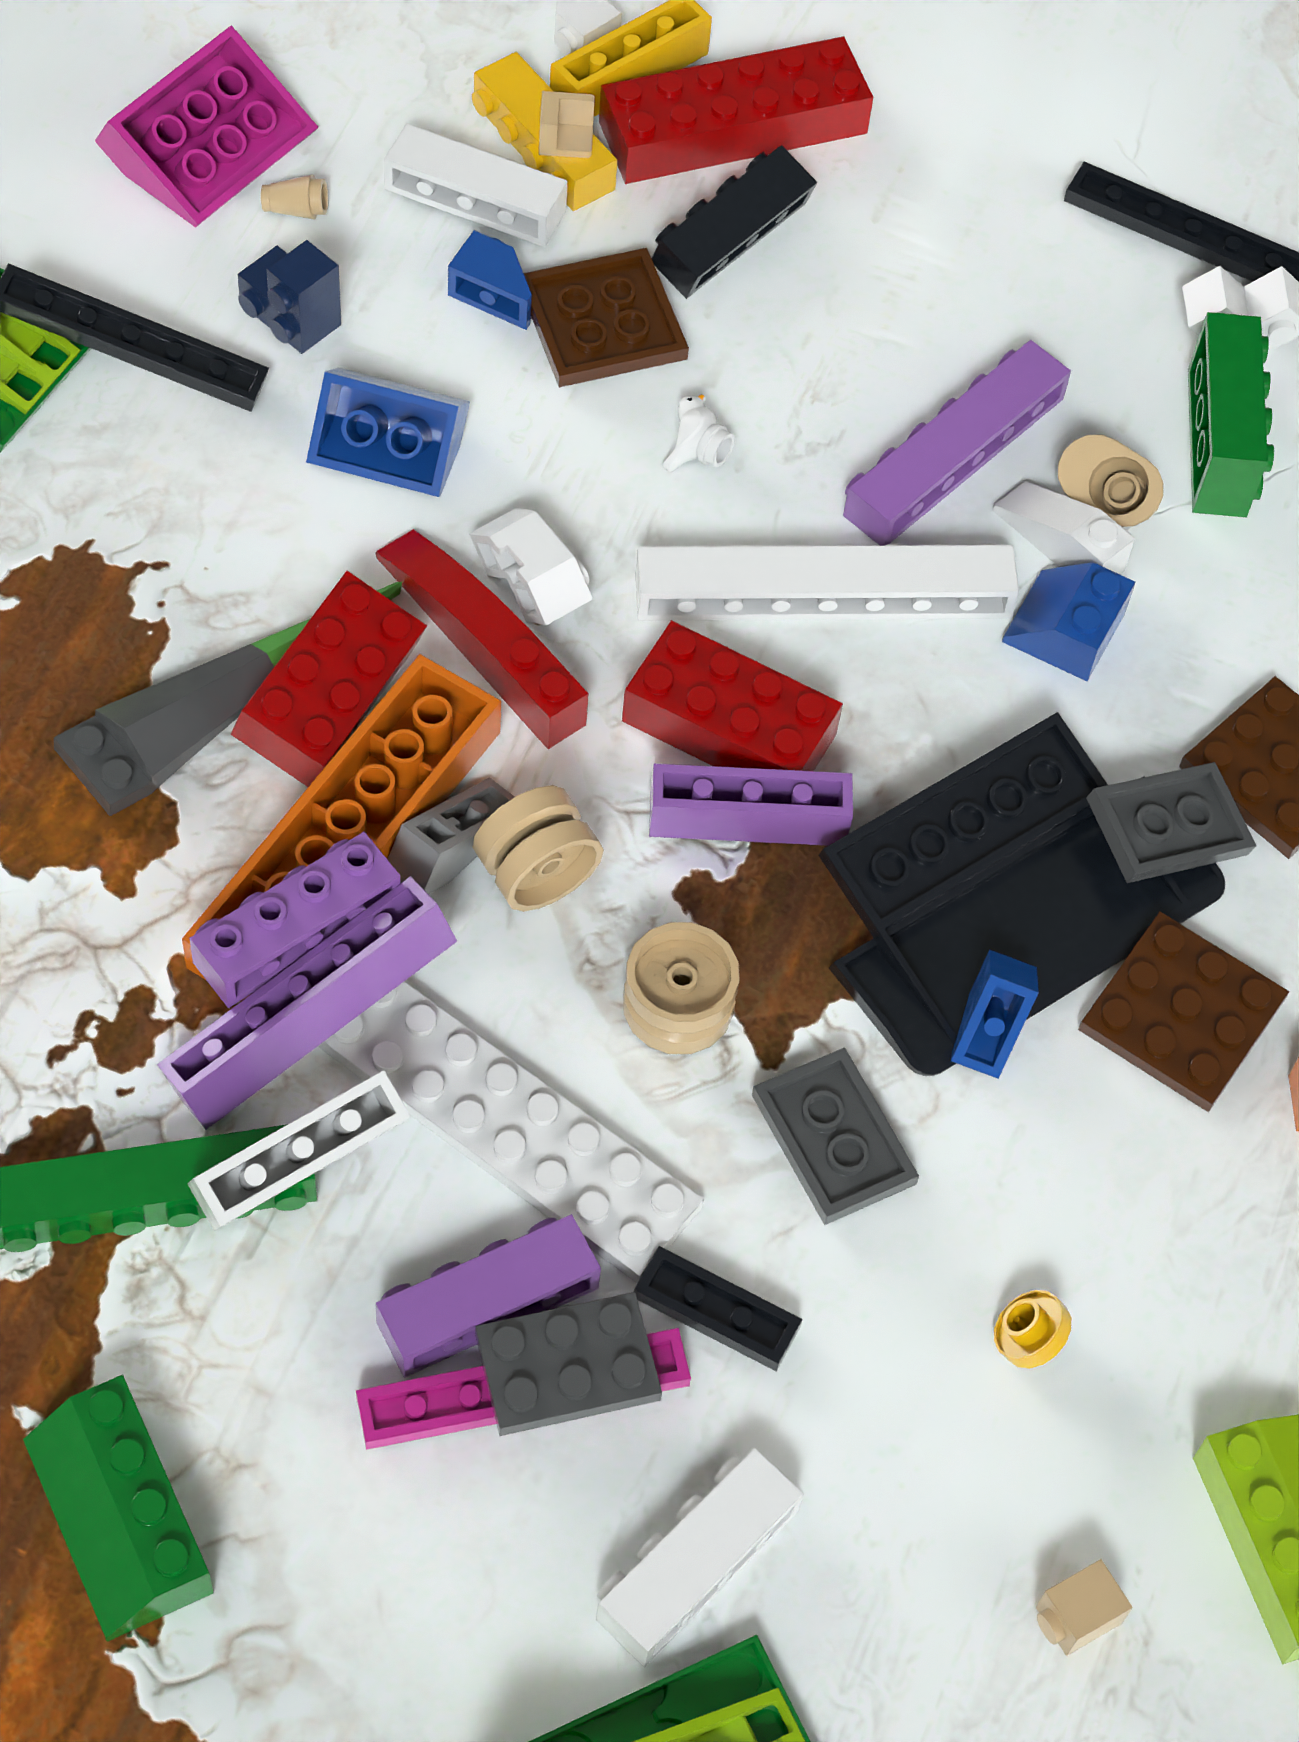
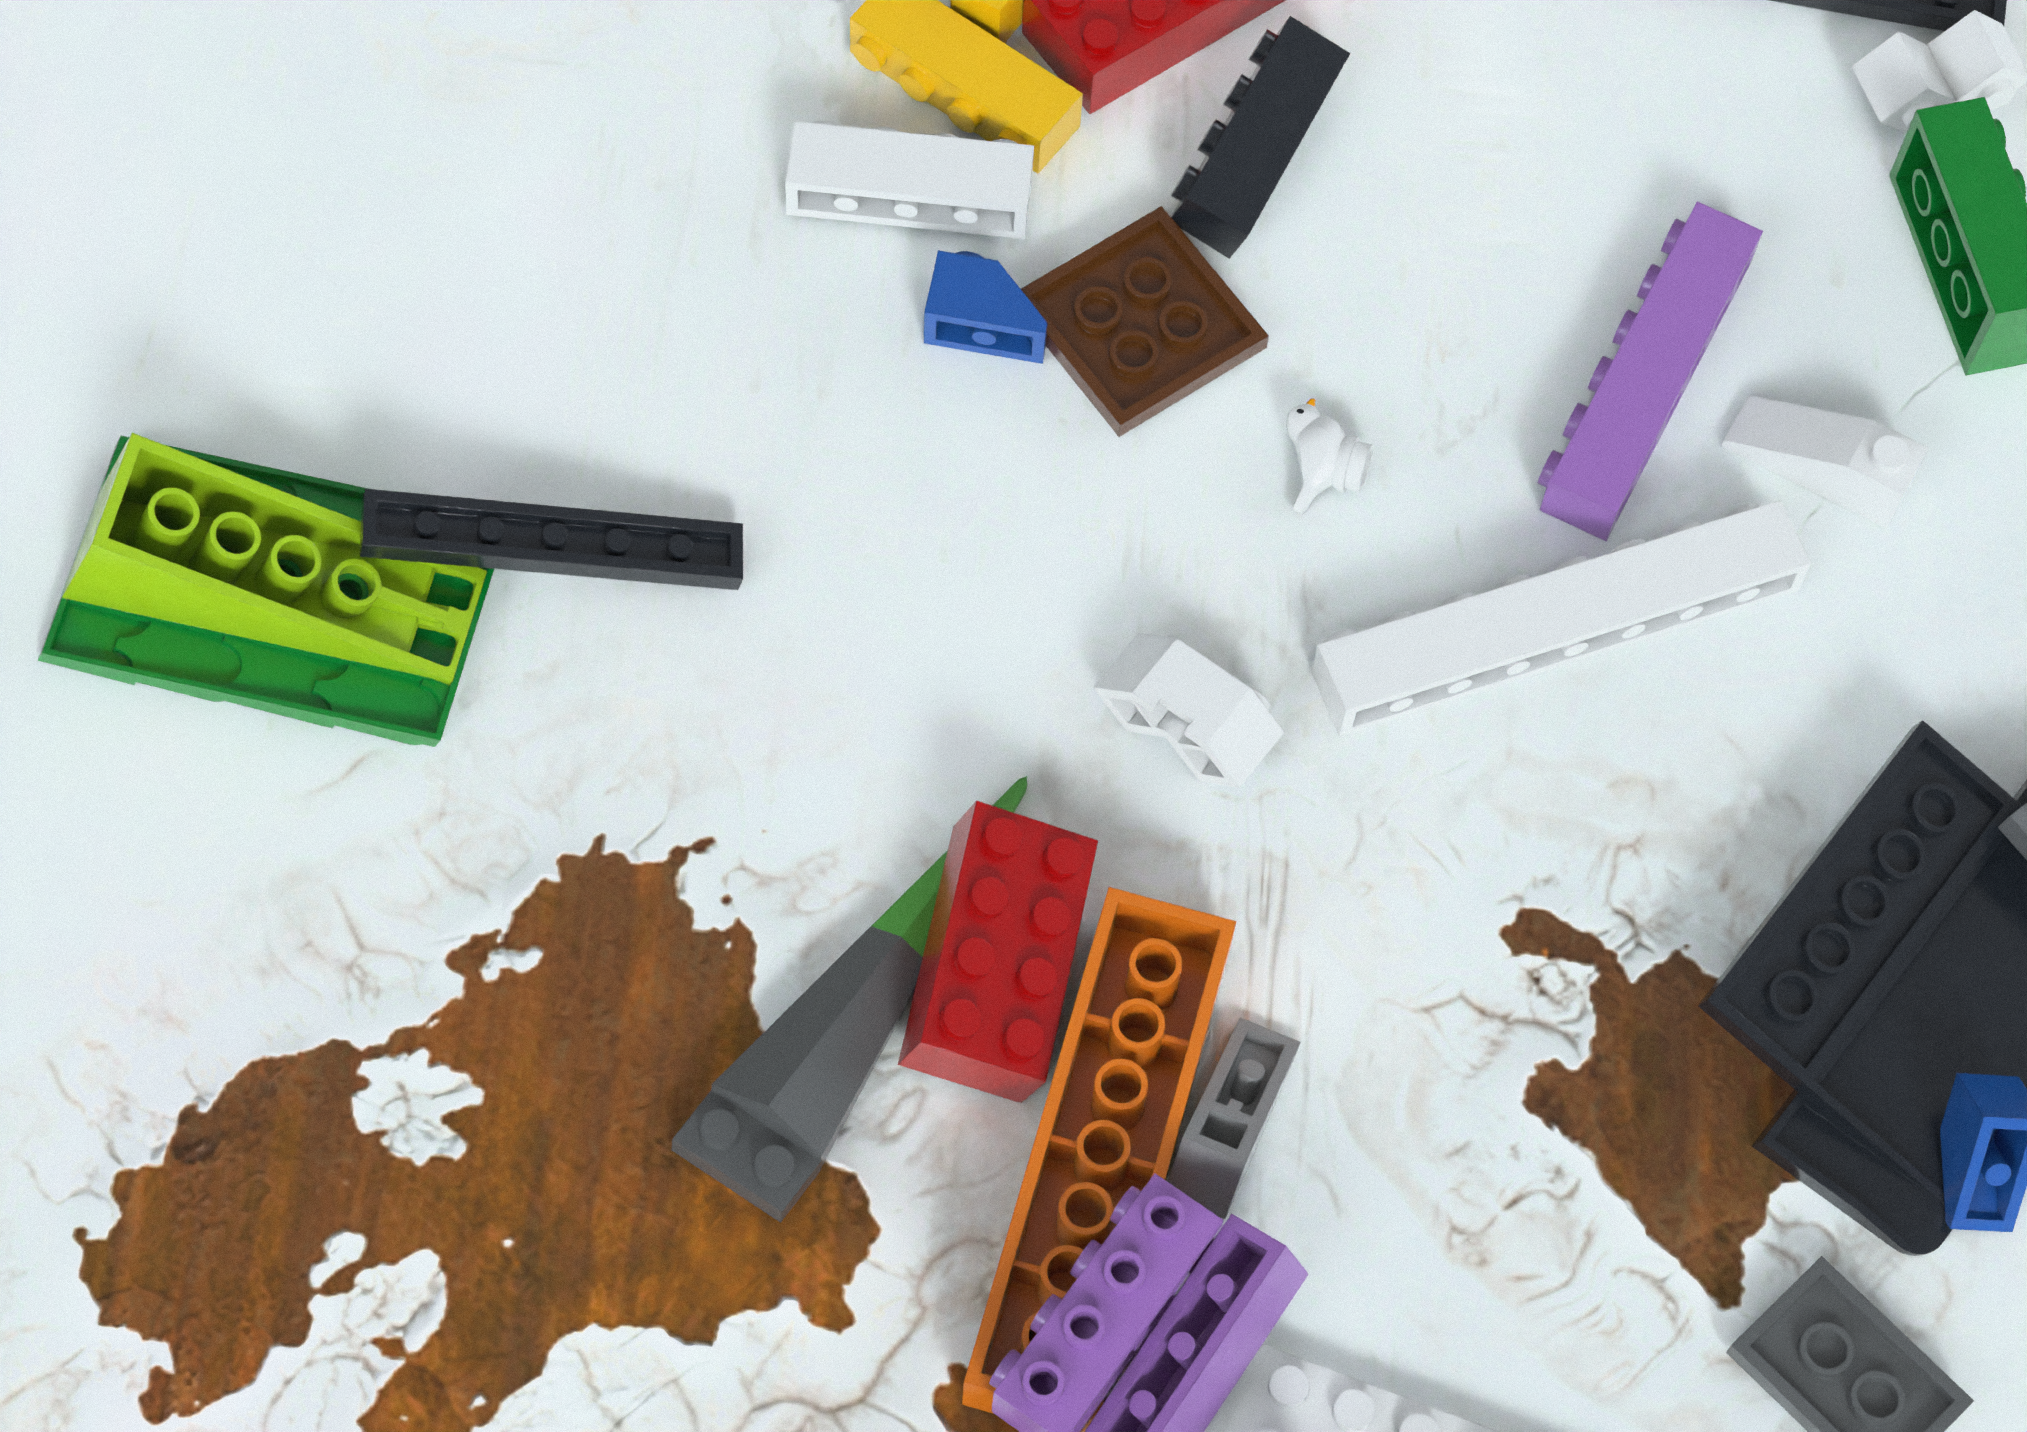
camera: 15 degrees left, 5 degrees up
(206, 129) = (526, 198): dark pink slope -> none
(293, 294) = (734, 412): dark blue brick -> none
(296, 197) = (679, 262): tan cone -> none
(386, 431) = (930, 569): blue slope -> none
(489, 638) = (1165, 820): red slope -> none
(537, 848) = (1354, 1109): tan wheel -> none
(566, 124) = (1004, 67): tan panel -> none
(680, 988) = (1634, 1234): tan wheel -> none
(728, 706) = (1515, 837): red brick -> none
(750, 804) = (1588, 961): medium lavender brick -> none
(1071, 616) = (1877, 572): blue slope -> none
(1111, 479) = (1866, 371): tan piece -> none

